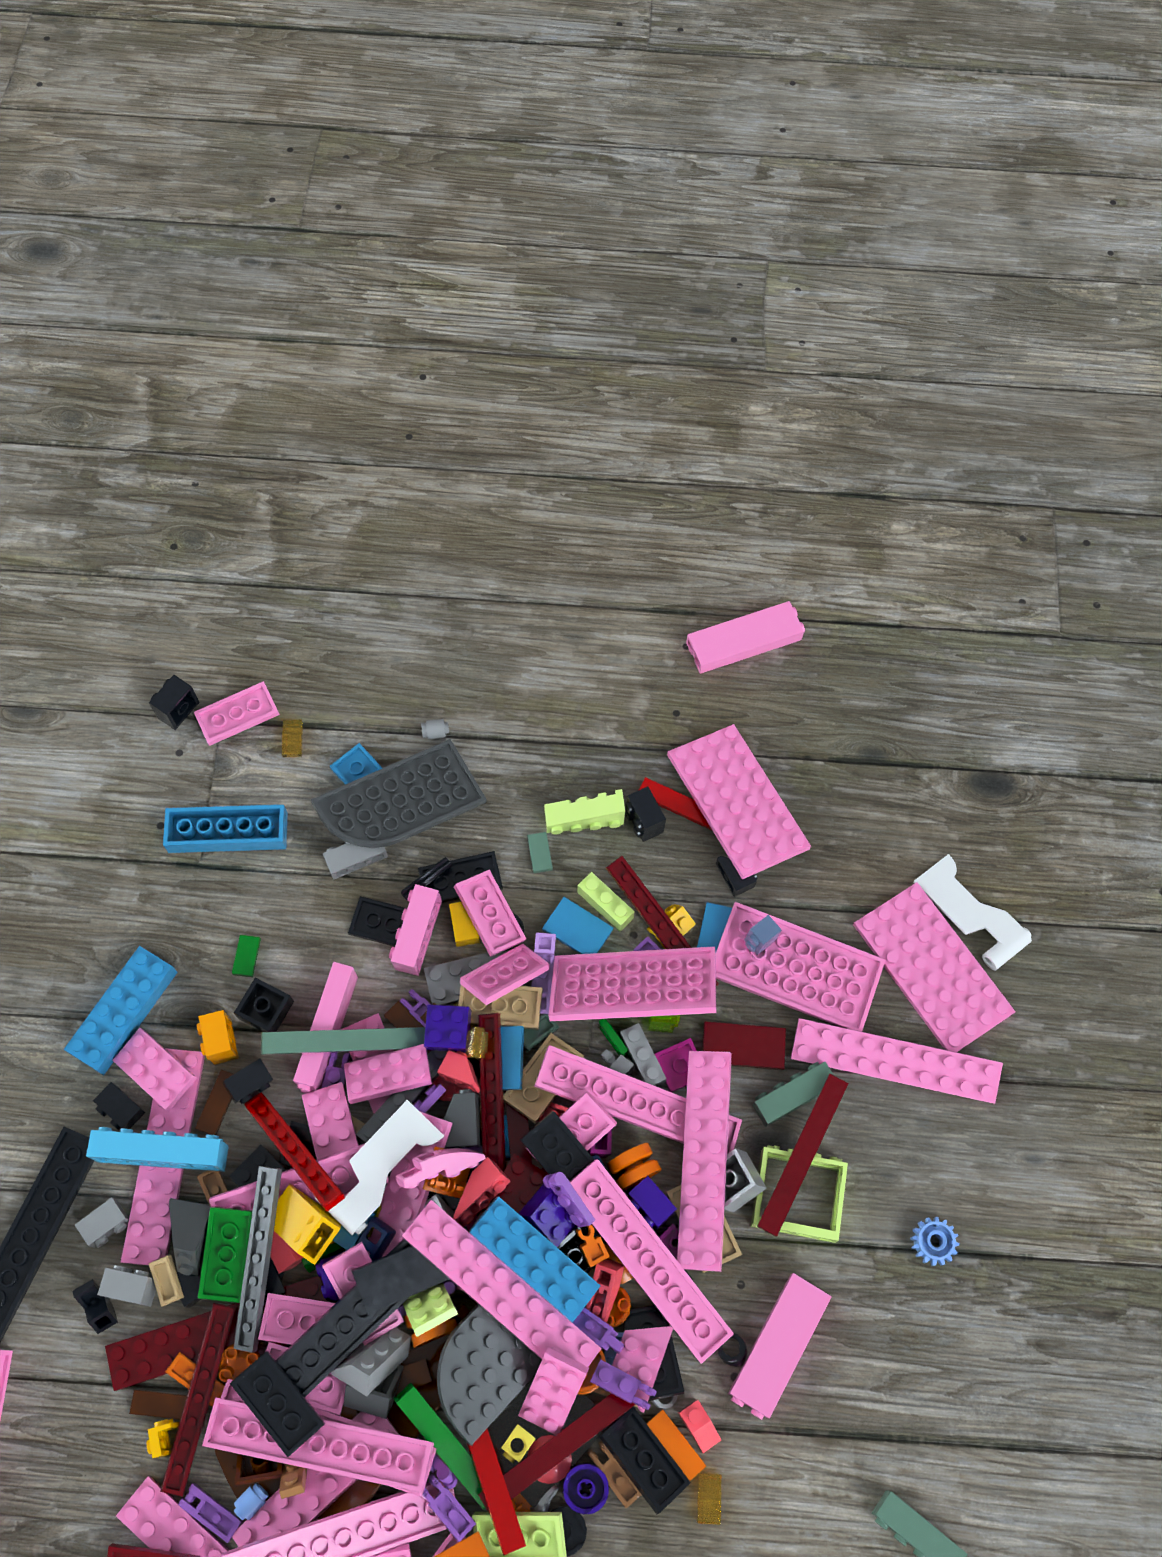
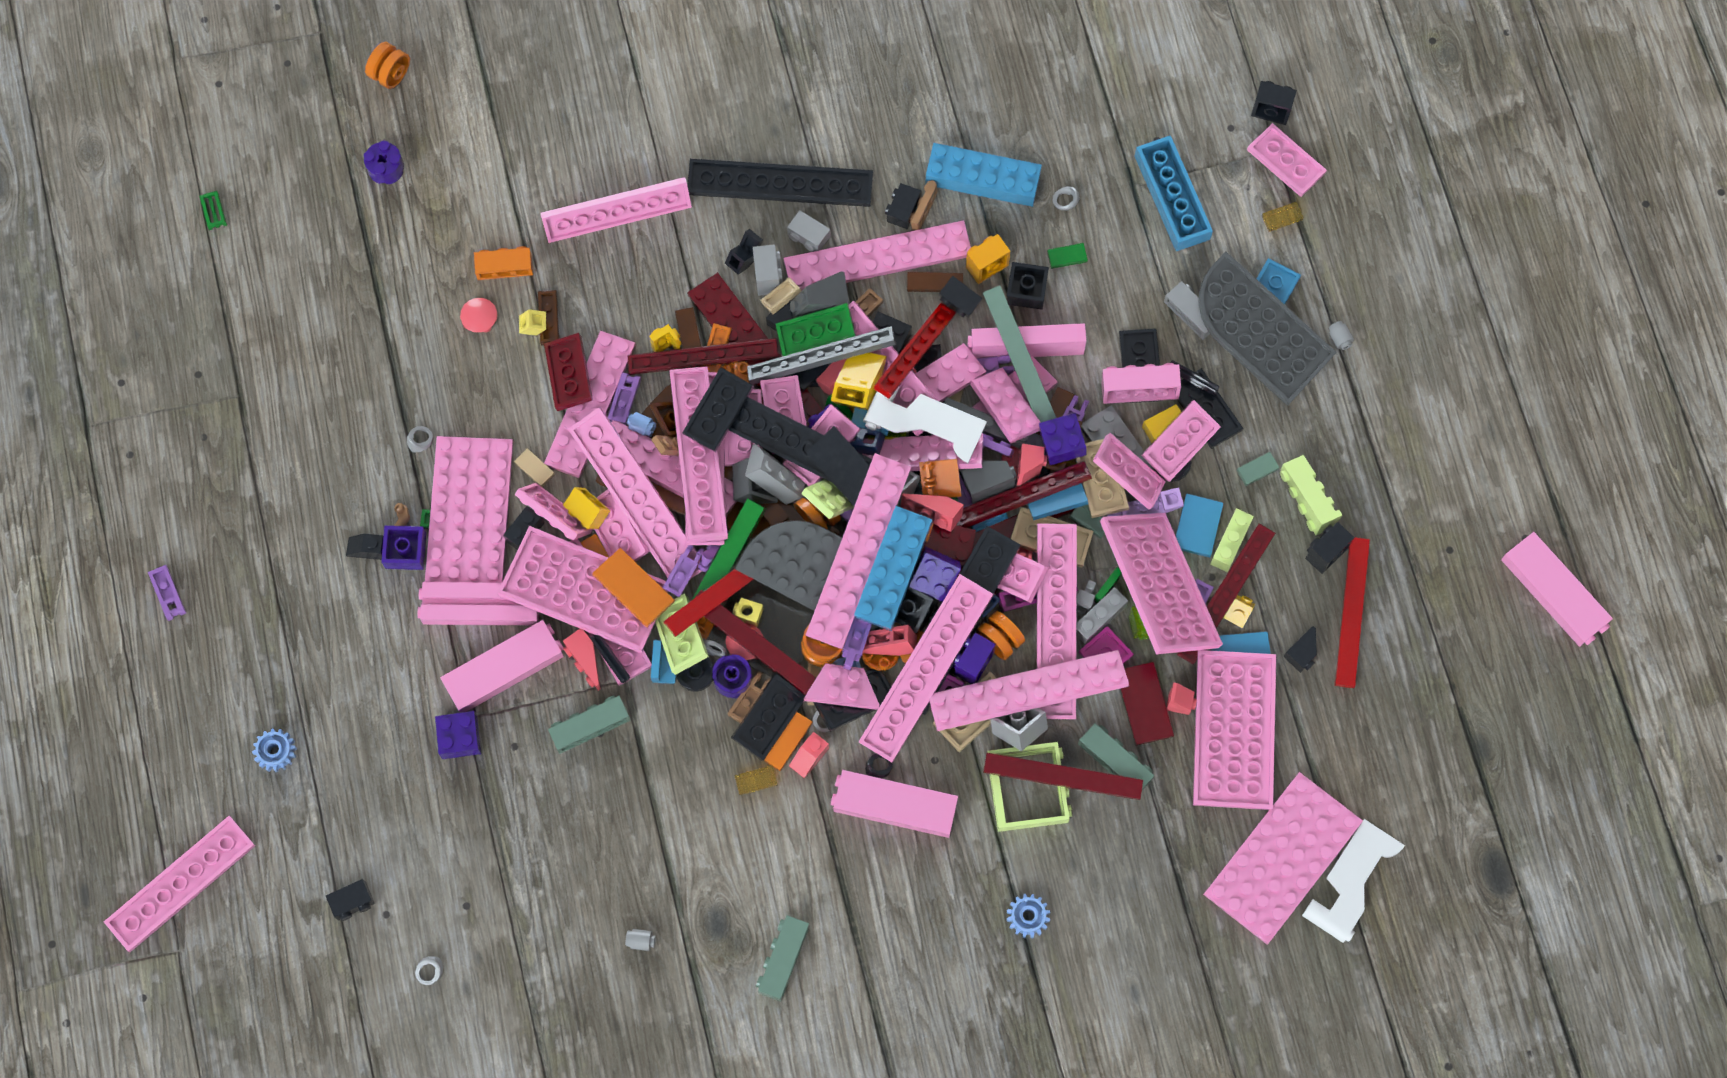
camera: 75 degrees right, 5 degrees up
(127, 1084) = (924, 205): none -> medium nougat hinge
(154, 1069) = (943, 220): bright pink plate -> none
(157, 1150) = (879, 248): medium azure brick -> none
(177, 929) = (1070, 191): none -> light grey piece
(444, 1161) = (948, 472): bright pink slope -> none
(477, 1043) = (1058, 466): clear yellow brick -> none
(553, 1391) = (796, 621): bright pink plate -> none
(569, 1199) = (951, 580): medium lavender plate -> none
(593, 1248) = (919, 617): orange plate -> none
(621, 1384) = (819, 672): medium lavender hinge -> none
(738, 801) = (1378, 629): bright pink plate -> none
(753, 1008) = (1181, 699): none -> coral slope
(762, 935) = (1248, 682): sand blue brick -> none
(897, 1060) = (1180, 843): bright pink plate -> none

